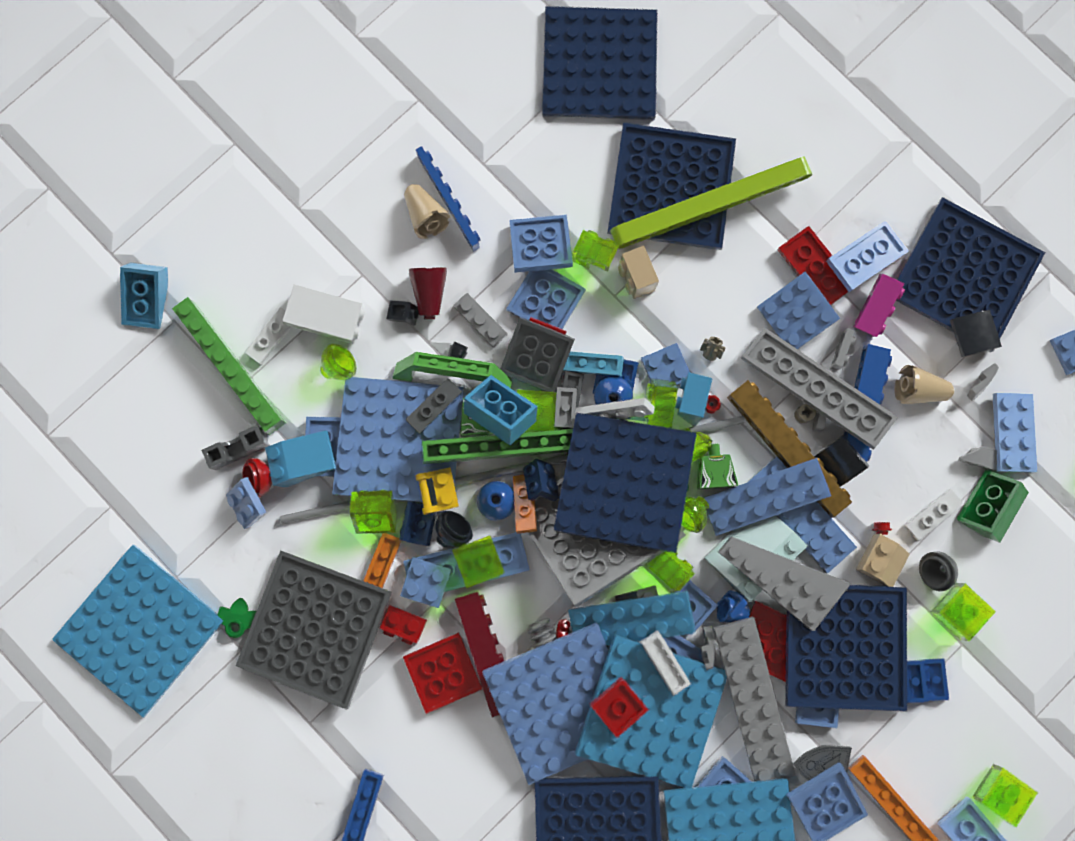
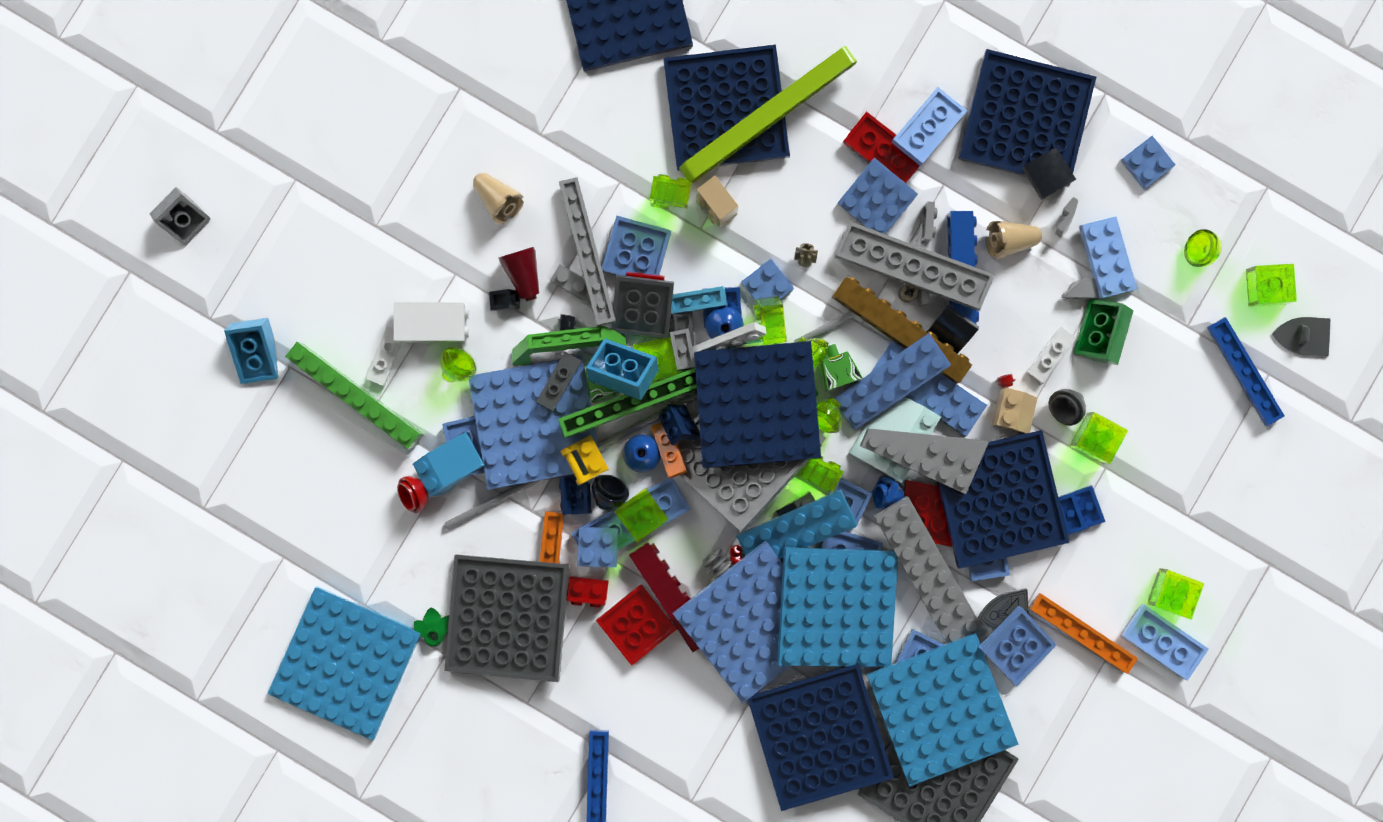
camera: 15 degrees left, 5 degrees up
(112, 147) = (179, 216): none -> dark grey slope
(227, 452) = (387, 470): dark grey arch -> none
(245, 503) = (409, 520): medium blue plate -> none
(373, 512) = (531, 495): clear neon green brick -> none
(452, 204) = (511, 172): blue plate -> none
(497, 287) = (587, 252): none -> light grey plate
(540, 243) = (616, 198): medium blue plate -> none
(619, 707) = (805, 611): red plate -> none
(665, 663) = (837, 560): white plate -> none
(694, 397) = (799, 308): dark azure slope -> none
(708, 650) = (874, 538): light grey slope -> none
(716, 404) = (813, 307): red plate -> none
(879, 305) = (952, 171): dark pink brick -> none

